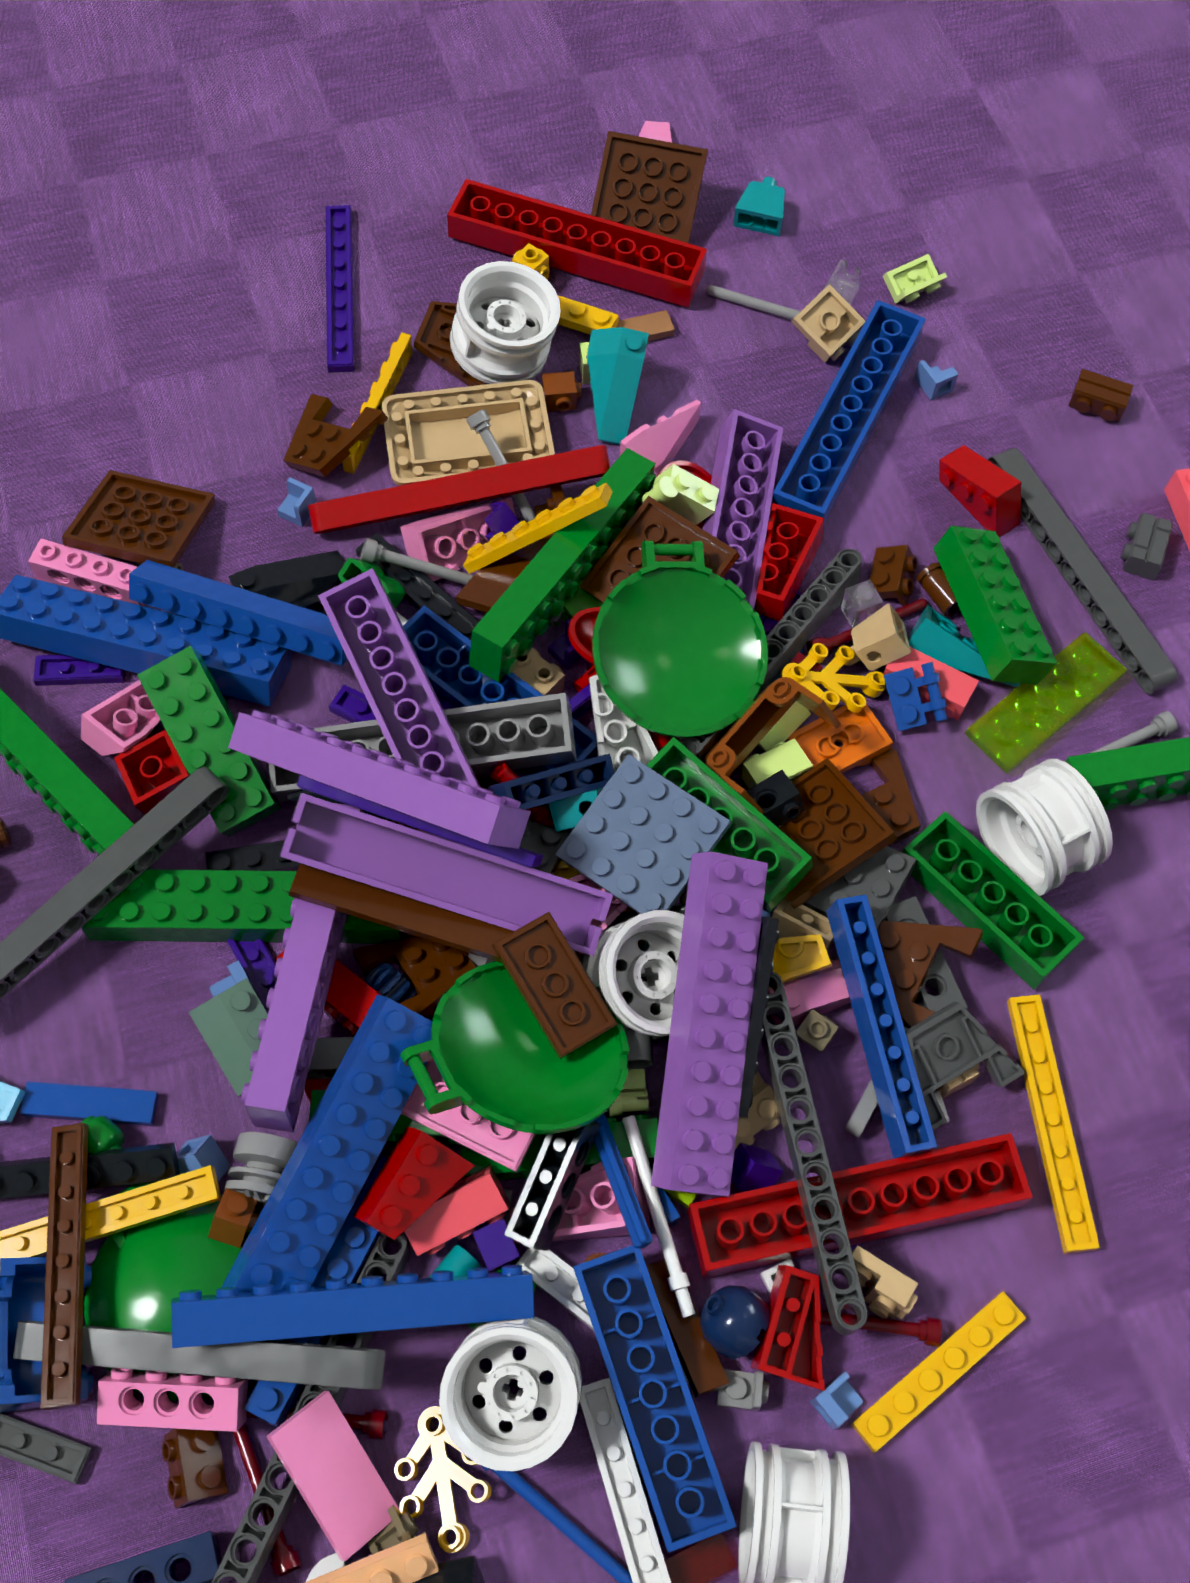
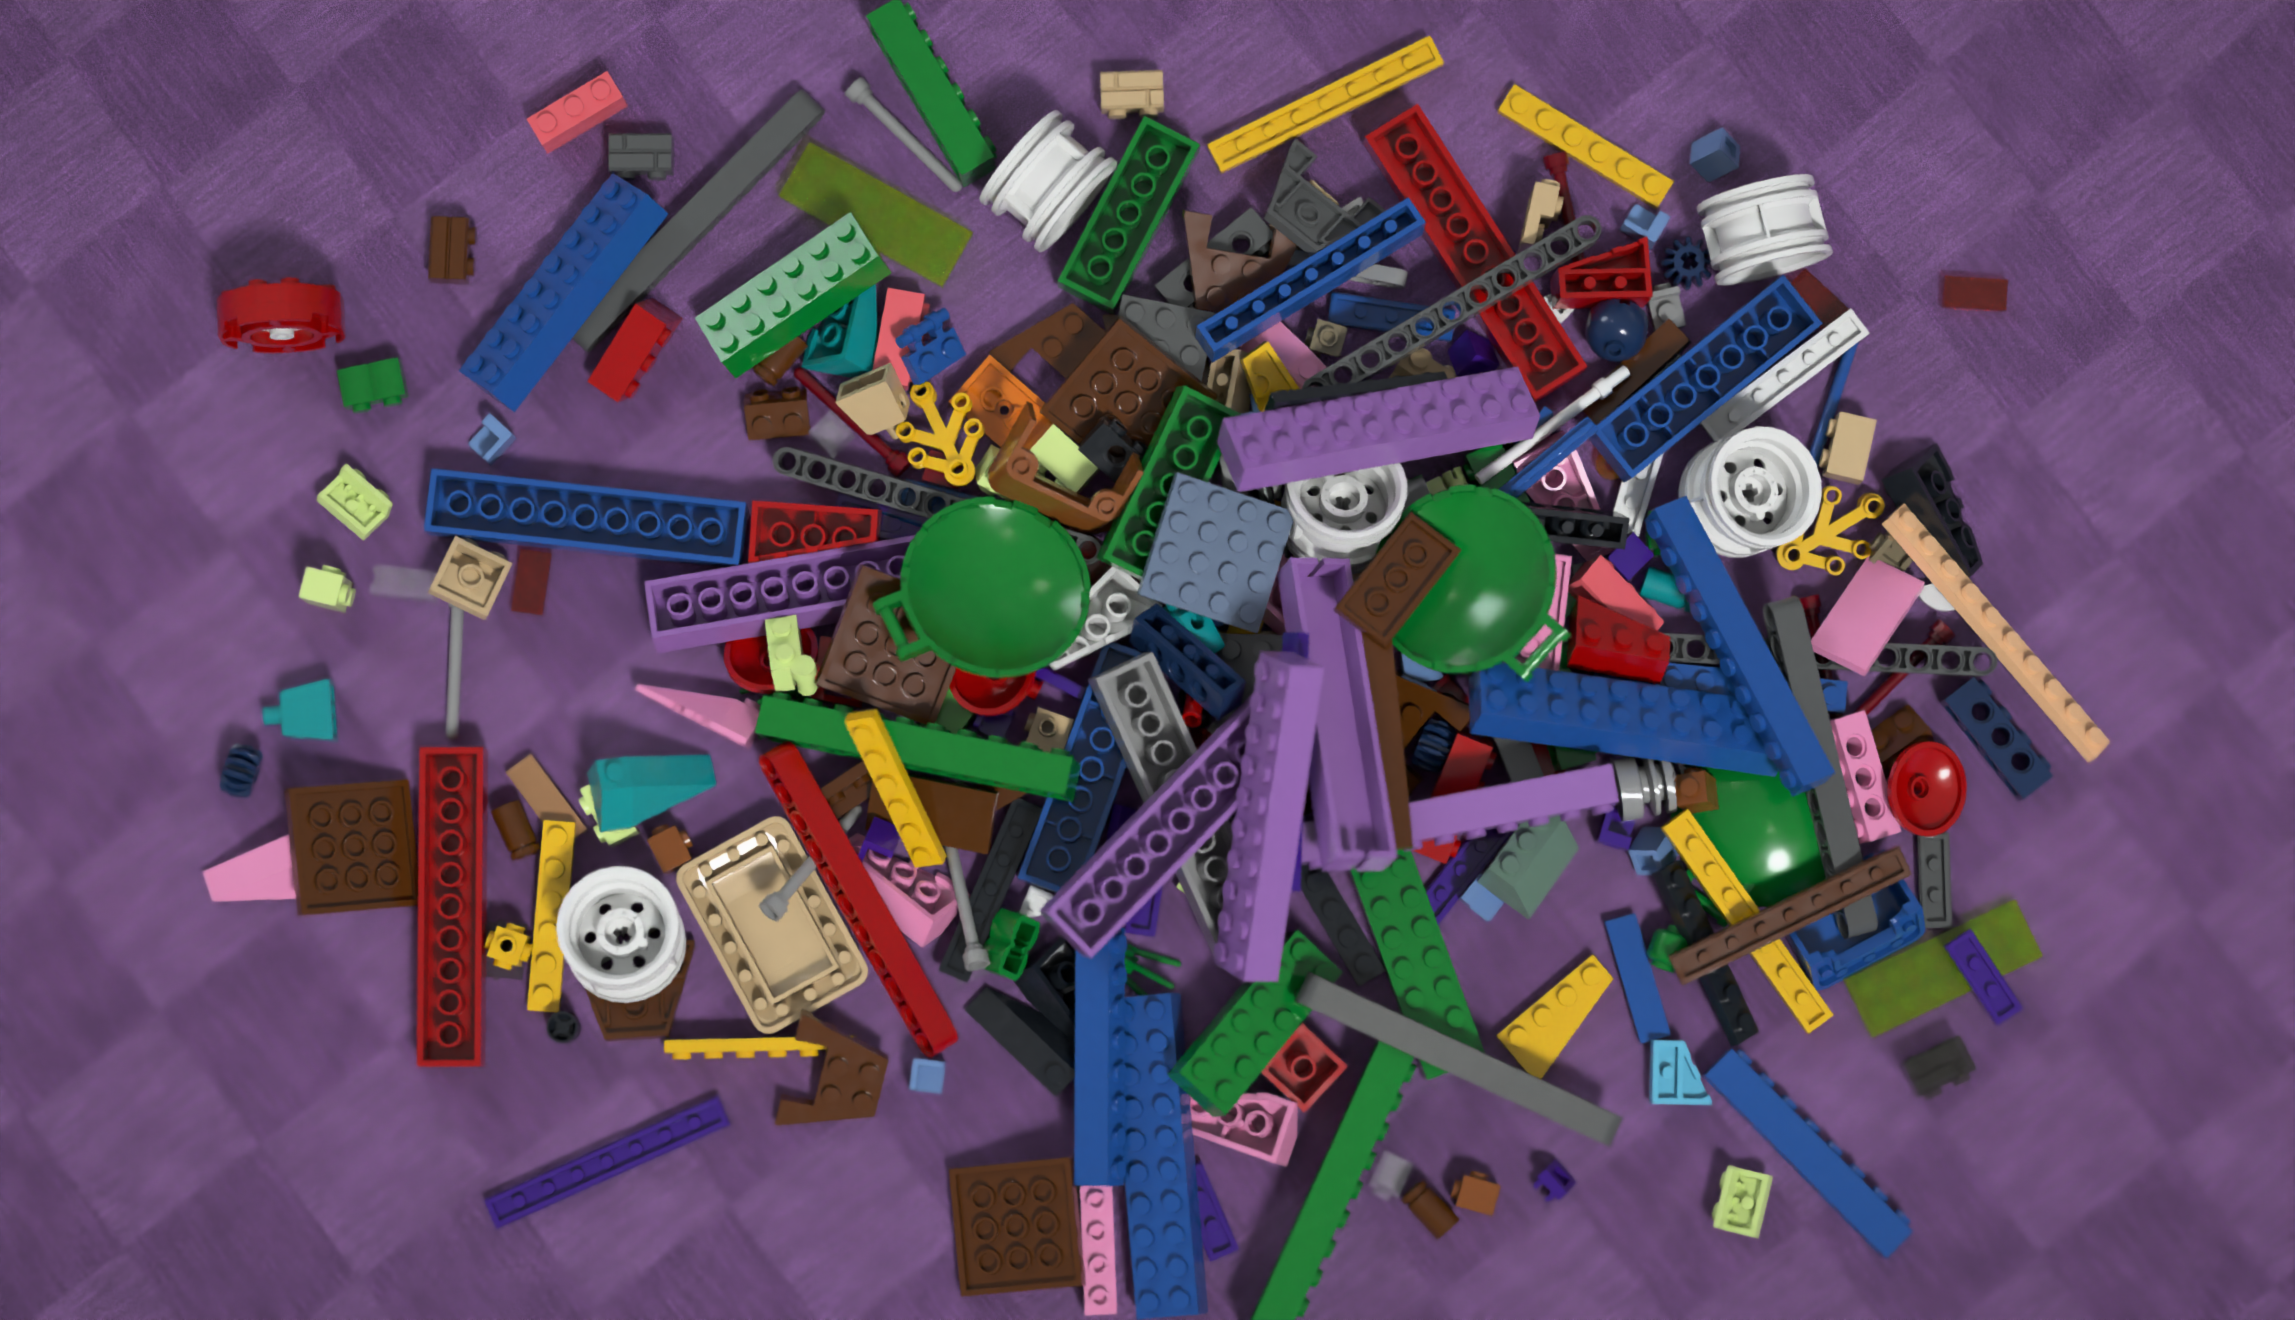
camera: 110 degrees left, 20 degrees up
(28, 818) = (1389, 1176): none -> clear brick
(90, 1007) = (1551, 1021): none -> yellow wing
(116, 1483) = (1927, 788): none -> red dish
(230, 1127) = (1615, 832): none -> dark purple panel
(319, 676) = (1131, 964): none -> green plant
(451, 281) = (559, 1025): none -> black wheel
(523, 1532) = (1848, 447): none -> tan brick
(619, 300) = (515, 830): none -> reddish brown piece
(733, 153) = (241, 770): none -> dark blue gear
(782, 1417) = (1675, 263): none -> dark blue gear
(809, 372) = (531, 582): none -> clear red tile
(827, 1095) = (1379, 314): none -> blue tile
(852, 235) = (327, 588): none -> yellowish green brick
(892, 1510) = (1715, 155): none -> medium blue panel
(1004, 317) = (373, 384): none -> green brick
(1046, 450) = (563, 292): none -> blue brick
(1080, 255) = (281, 316): none -> red piece
(1107, 946) = (1132, 93): none -> tan brick

